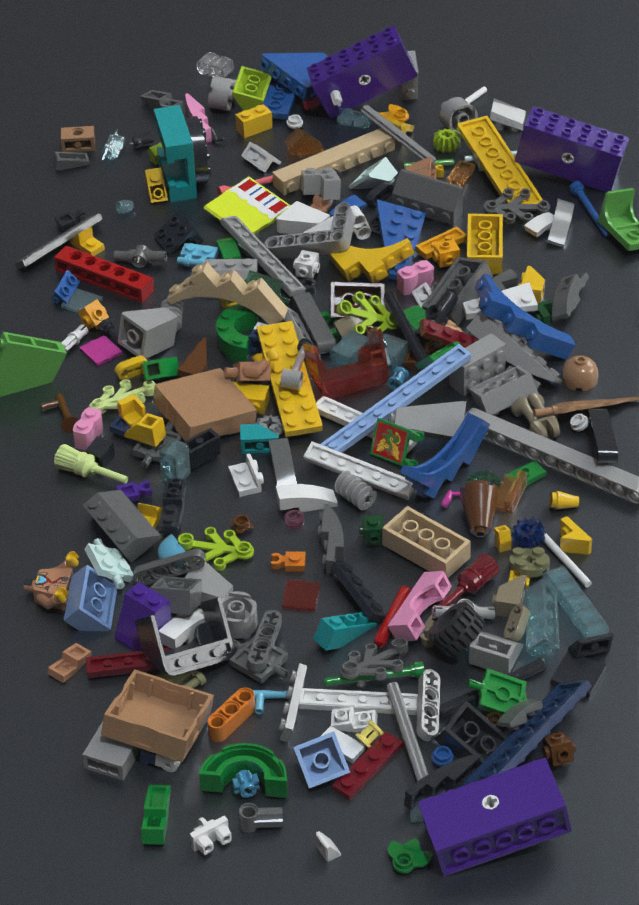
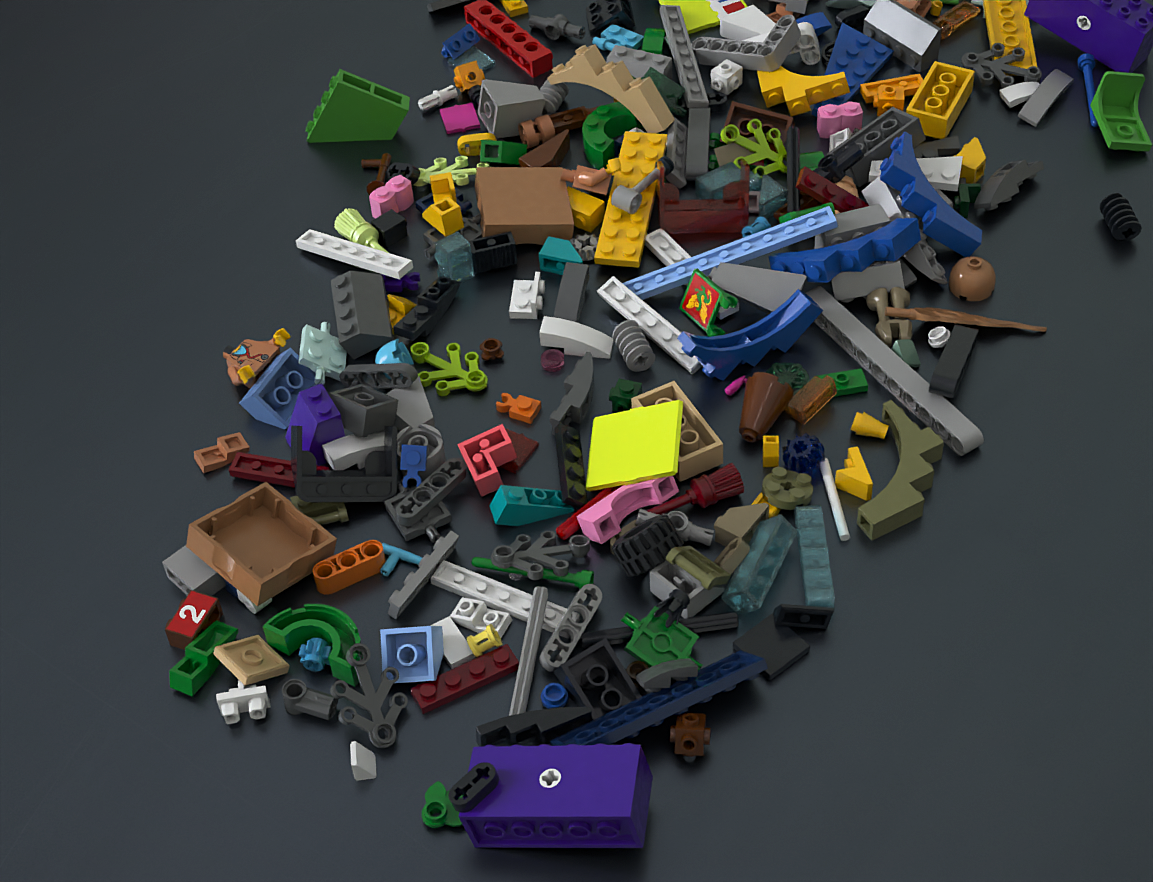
camera: 25 degrees right, 5 degrees up
(85, 402) = (405, 169): none -> black beam
(85, 480) = (354, 254): none -> white plate
(131, 790) = (192, 618): none -> brick
(177, 344) = (537, 131): none -> nougat wheel
(197, 328) = (570, 118): none -> reddish brown hinge
(198, 802) = (251, 659): none -> tan tile
(243, 619) = (413, 460): none -> blue plate
(292, 603) = (484, 455): none -> coral brick
(328, 818) = (370, 700): none -> dark grey plant
(404, 561) = (634, 446): none -> neon yellow piece
(434, 826) = (473, 787): none -> black beam
(494, 376) = (851, 256): none -> blue arch
(498, 630) = (698, 566): none -> olive plate
(502, 660) = (675, 603): none -> black piece
(560, 437) = (906, 351): none -> sand green slope
(608, 511) = (902, 497): none -> olive arch

